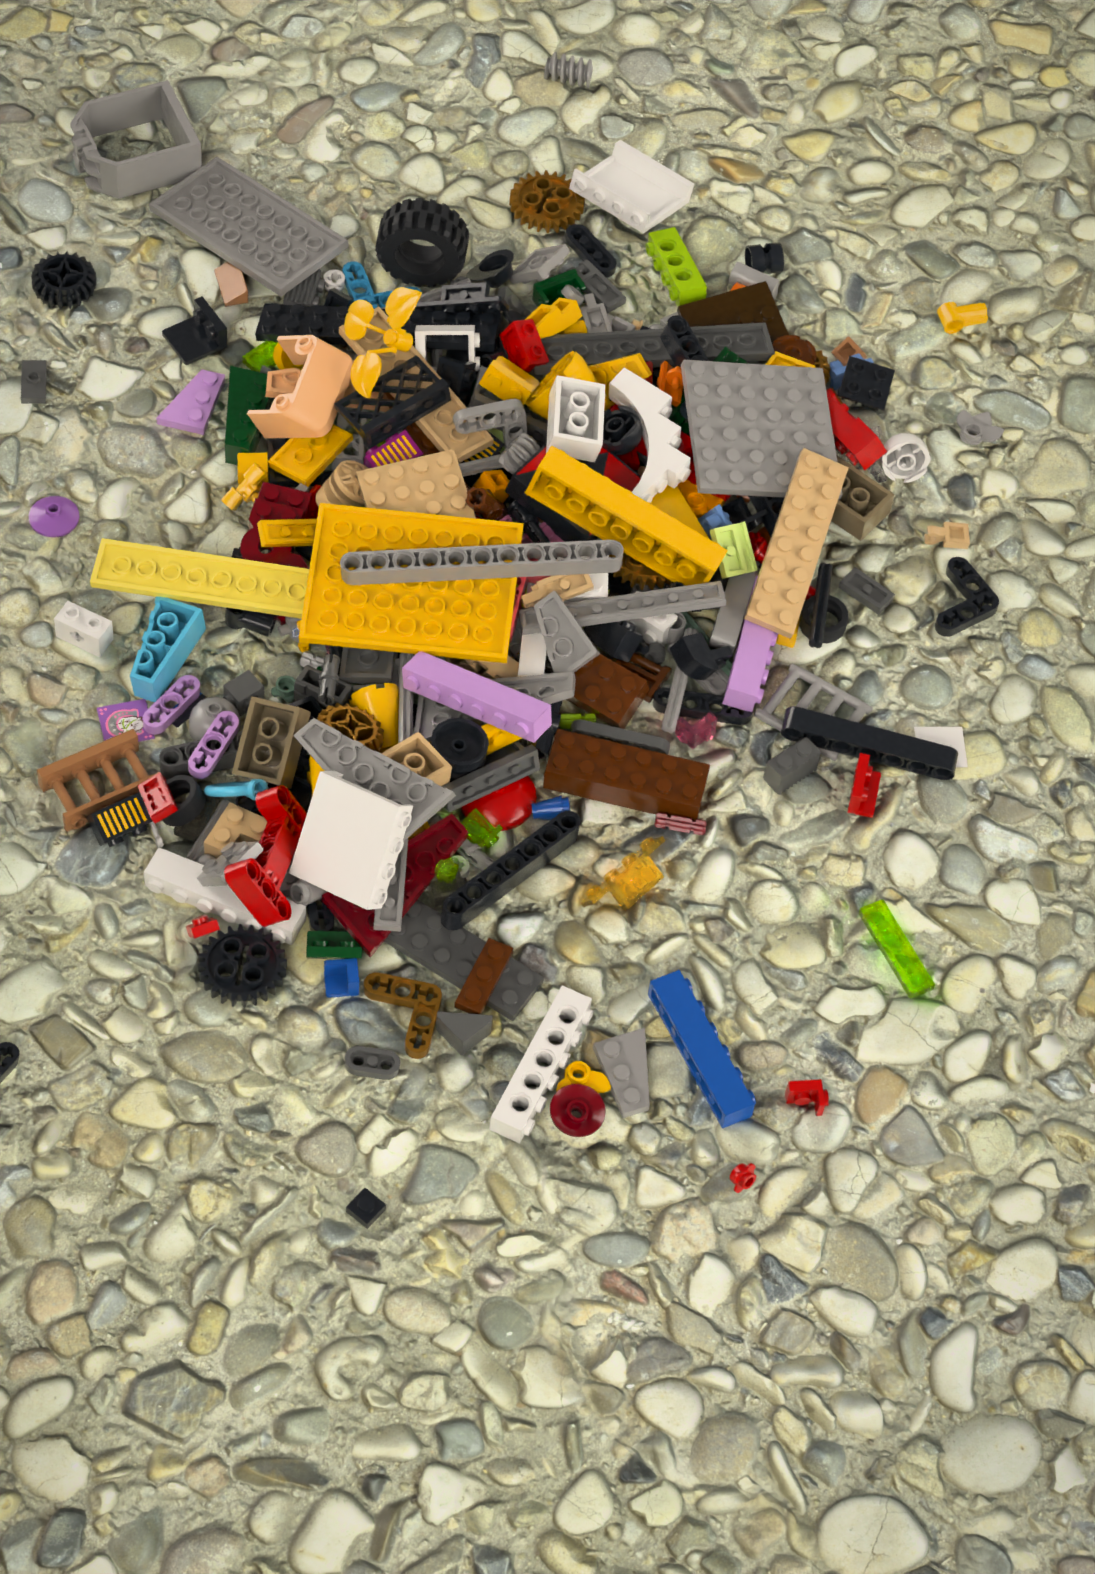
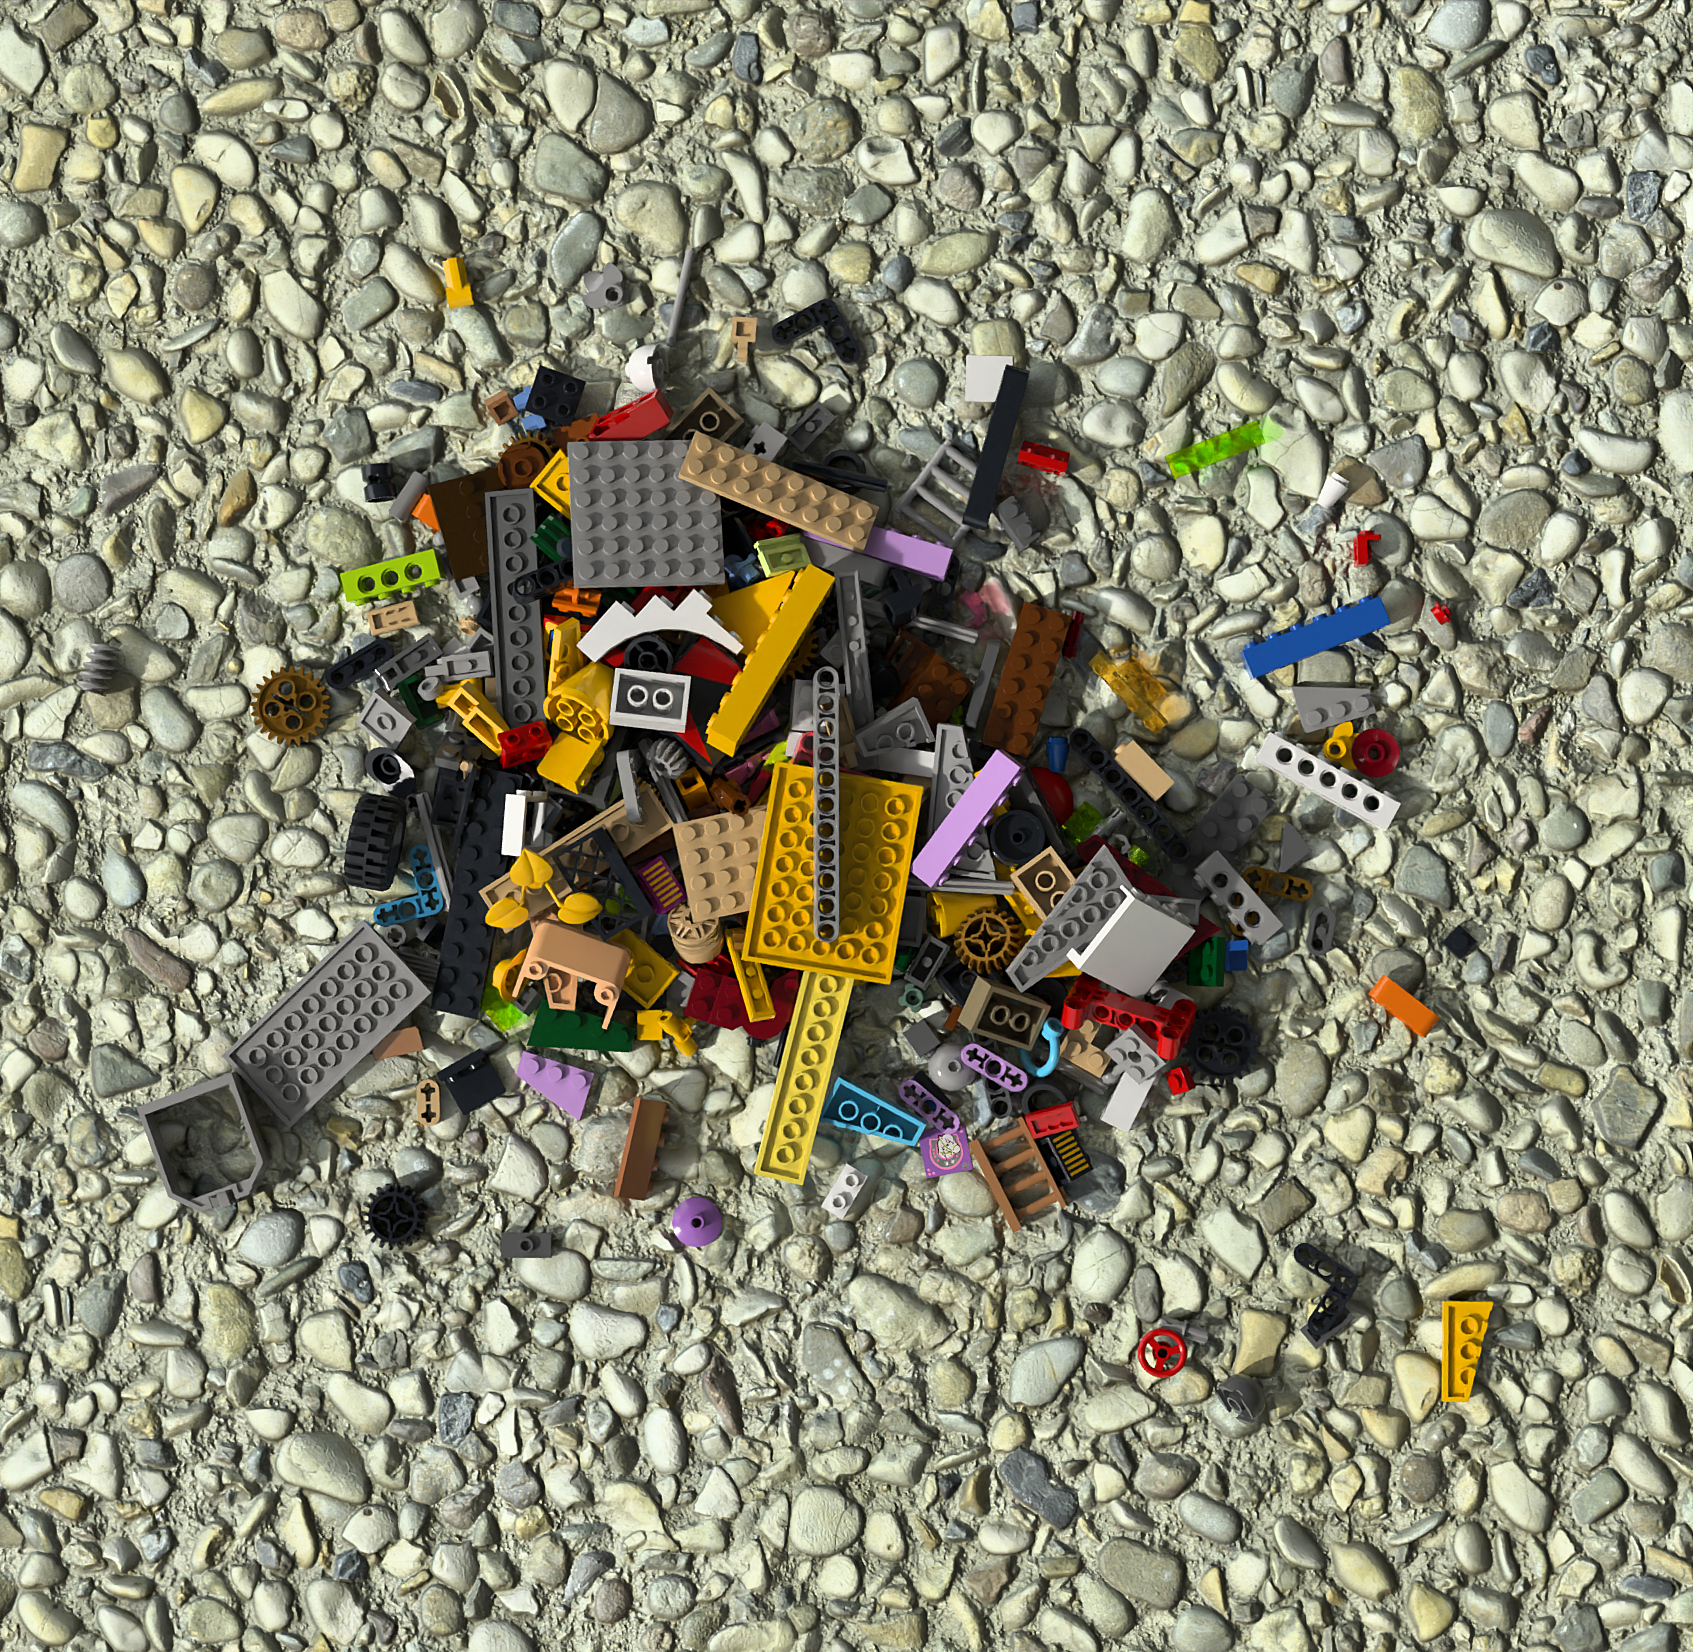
camera: 80 degrees left, 30 degrees up
(128, 457) = (641, 1148): none -> nougat slope
(173, 307) = (435, 1102): none -> tan beam
(289, 1148) = (1403, 1006): none -> orange beam
(328, 679) = (928, 957): dark grey pin -> none
(380, 1000) = (1267, 921): none -> light grey brick
(483, 977) = (1243, 827): reddish brown plate -> none
(538, 878) = (1142, 770): none -> tan brick
(633, 187) = (279, 614): white panel -> none
(637, 274) = (393, 618): none -> tan plate
(841, 551) = (768, 437): none -> white brick
(867, 1063) = (1332, 490): none -> white cone
(979, 487) = (680, 298): none -> light grey bar

